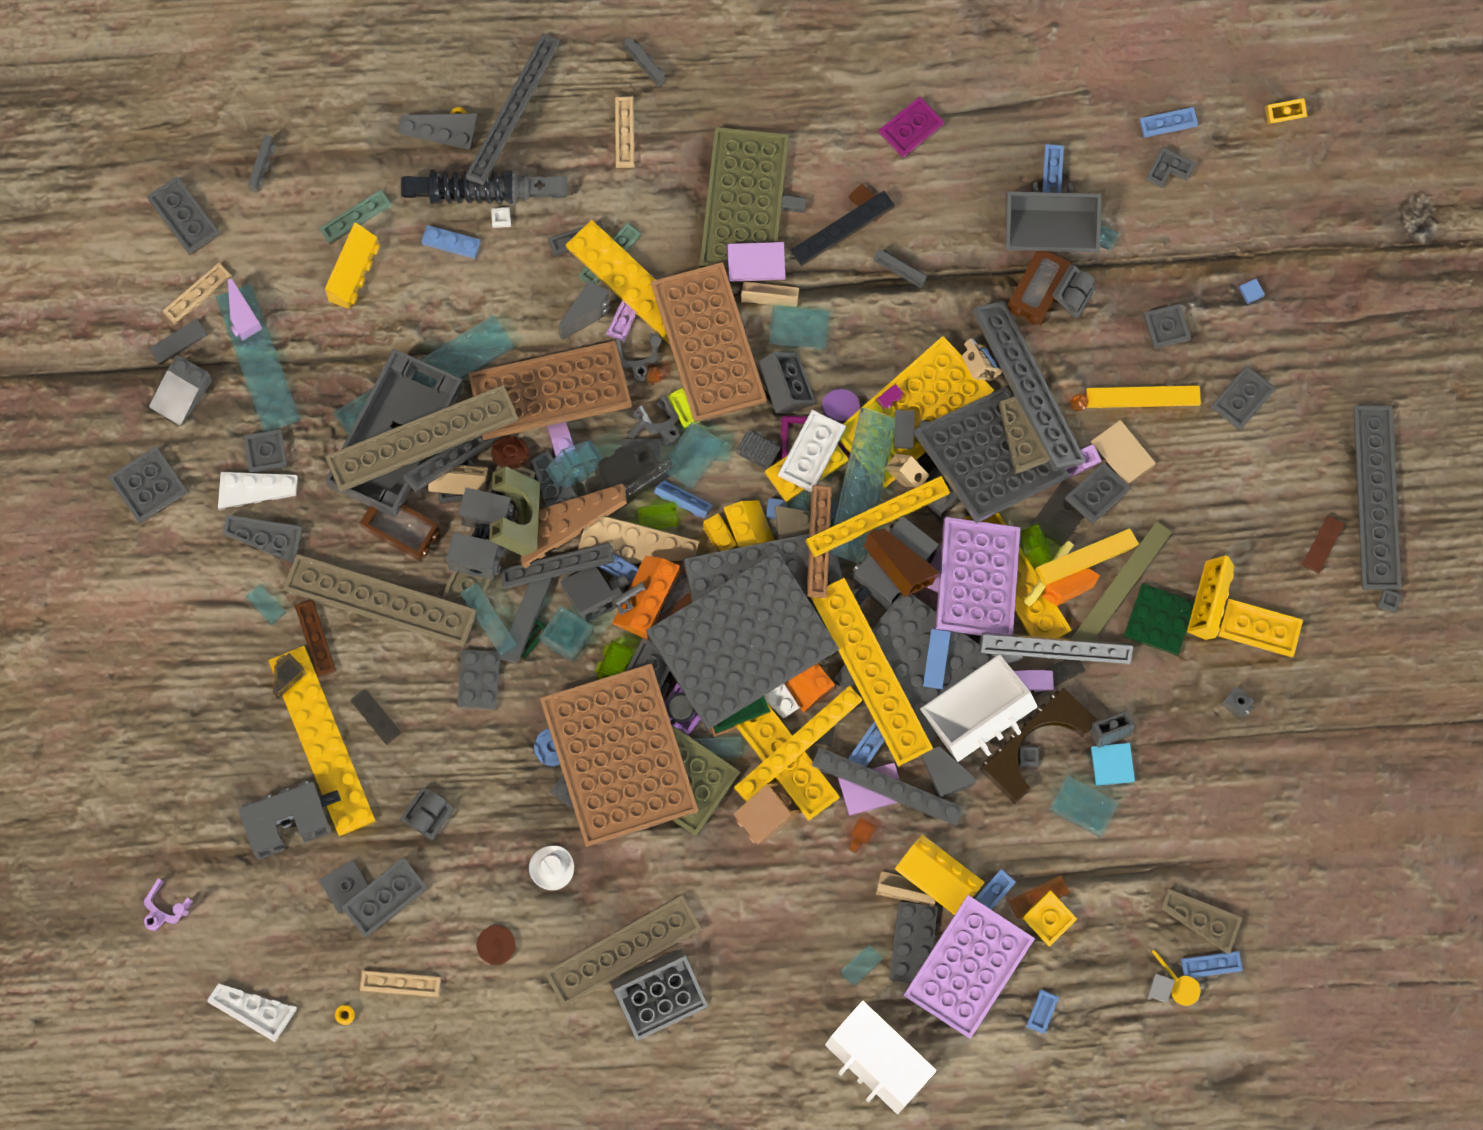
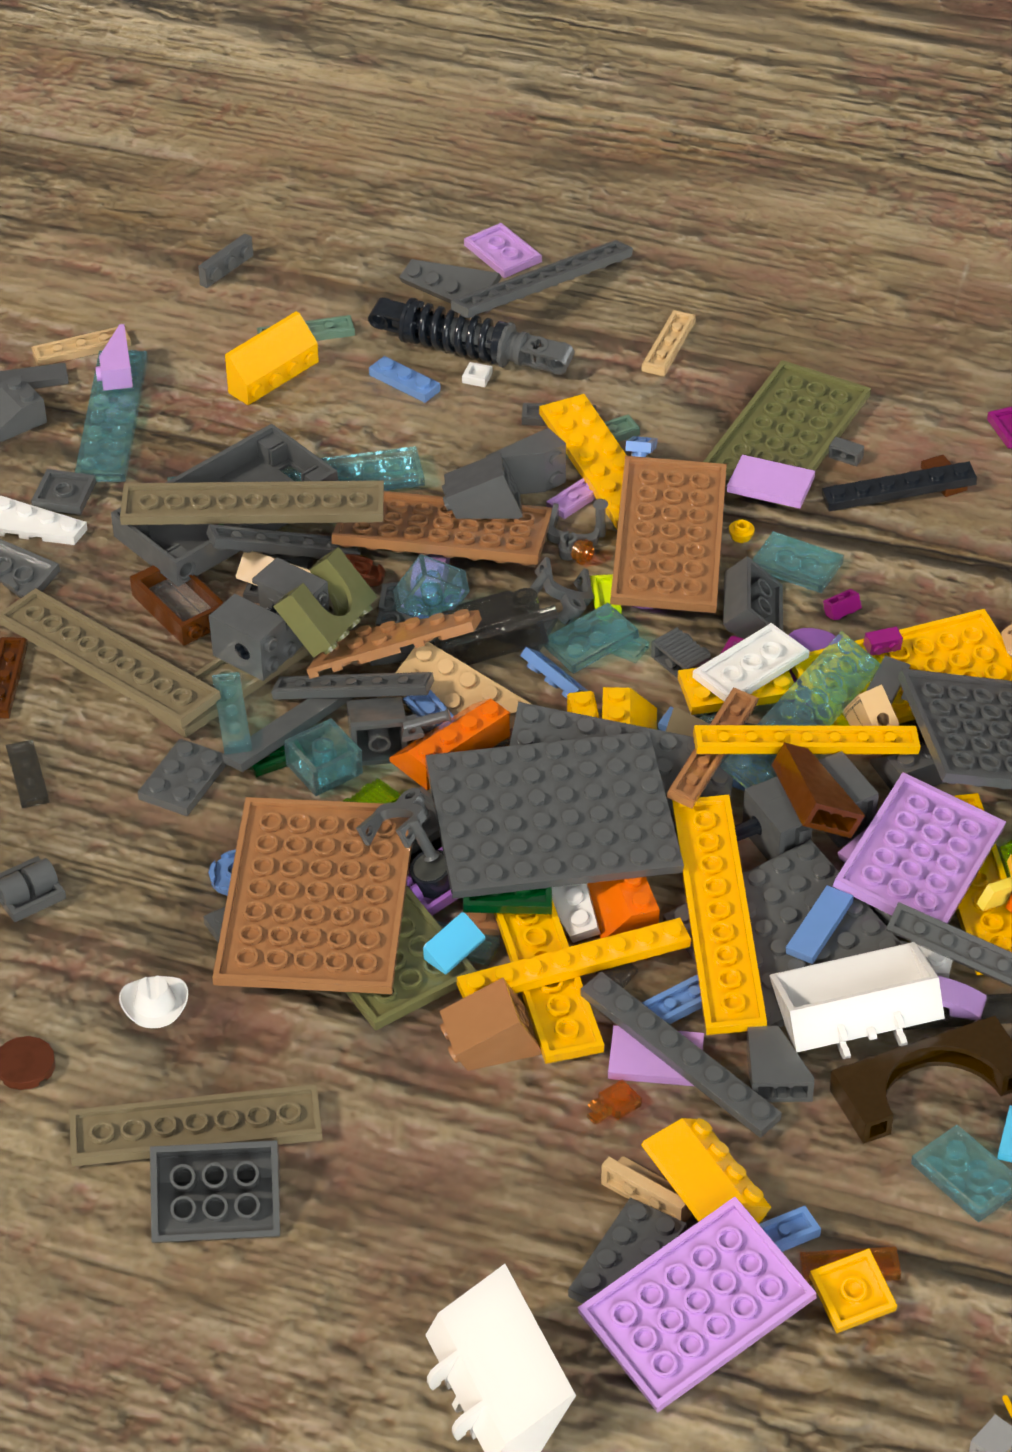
camera: 25 degrees right, 30 degrees down
(183, 215) = (110, 279): dark grey plate -> none
(460, 71) = (502, 250): none -> lavender tile
(565, 352) = (482, 490): none -> dark grey slope
(644, 61) = (725, 290): dark grey plate -> none
(653, 674) = (408, 805): none -> dark grey piece
(654, 260) = (641, 445): none -> medium blue plate
(658, 516) = (517, 677): clear neon green hinge -> none
(720, 760) = (453, 943): none -> medium azure slope
(751, 316) = (741, 531): none -> yellow plate
(770, 294) = (769, 519): tan panel -> none
(845, 360) = (842, 604): none -> magenta piece
(861, 965) = (535, 1259): clear light blue tile -> none
(900, 268) = (957, 539): dark grey plate -> none
(1028, 756) = (909, 1091): dark grey tile -> none
(1042, 1011) = (789, 1416): medium blue tile -> none

